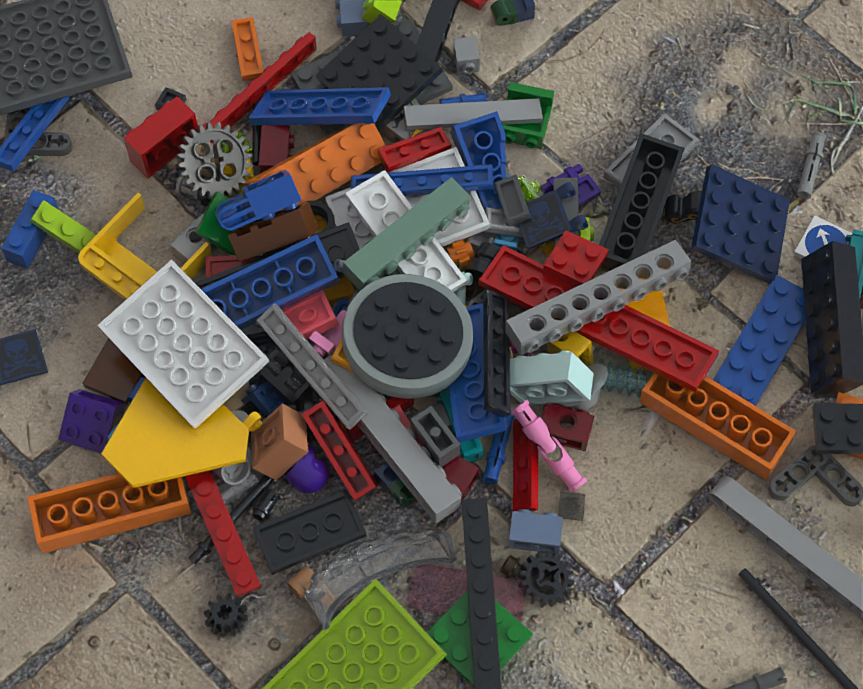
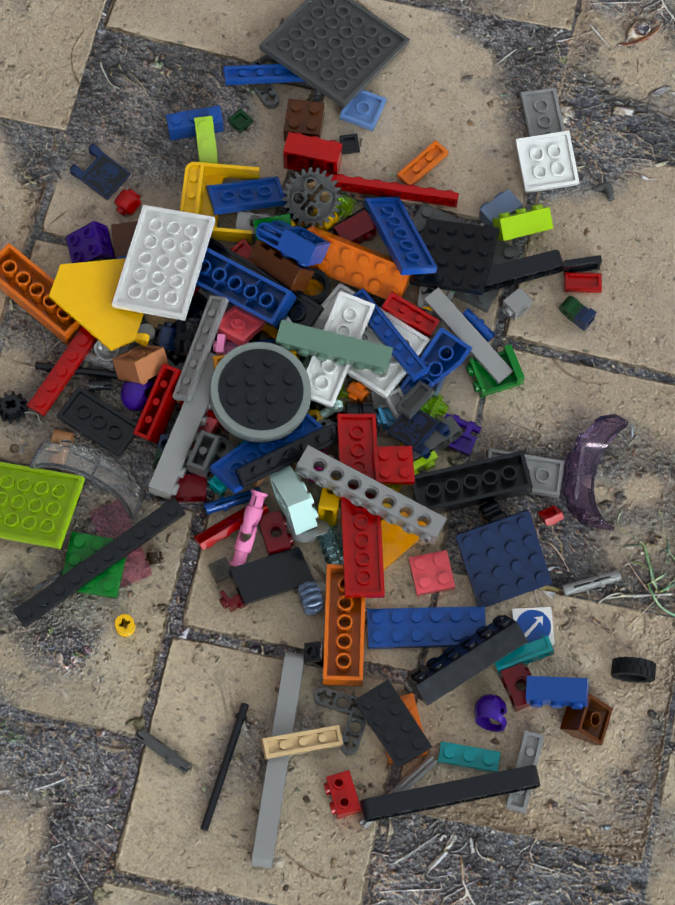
camera: 55 degrees right, 5 degrees up
(61, 186) = (240, 121): none -> dark green tile
(70, 349) = (127, 202): none -> red head
(110, 123) = (304, 117): none -> reddish brown brick
(146, 65) = (364, 110): none -> medium blue plate
(156, 228) = (245, 195): none -> blue tile
(535, 531) = (187, 558): sand blue brick -> none
(551, 587) = (168, 587): black gear -> none
(569, 649) = (126, 629): none -> yellow wheel
(614, 457) = (270, 576): none -> black tile
(620, 507) = (232, 603): none -> dark red bracket
(665, 431) = (310, 598): none -> sand blue gear
(683, 106) = (582, 467): none -> clear purple windscreen
(706, 303) = (431, 573): none -> coral plate
(717, 156) = (550, 515): none -> red plate
(732, 463) = (314, 654): none -> black bracket
(828, 534) = (301, 742): none -> tan plate

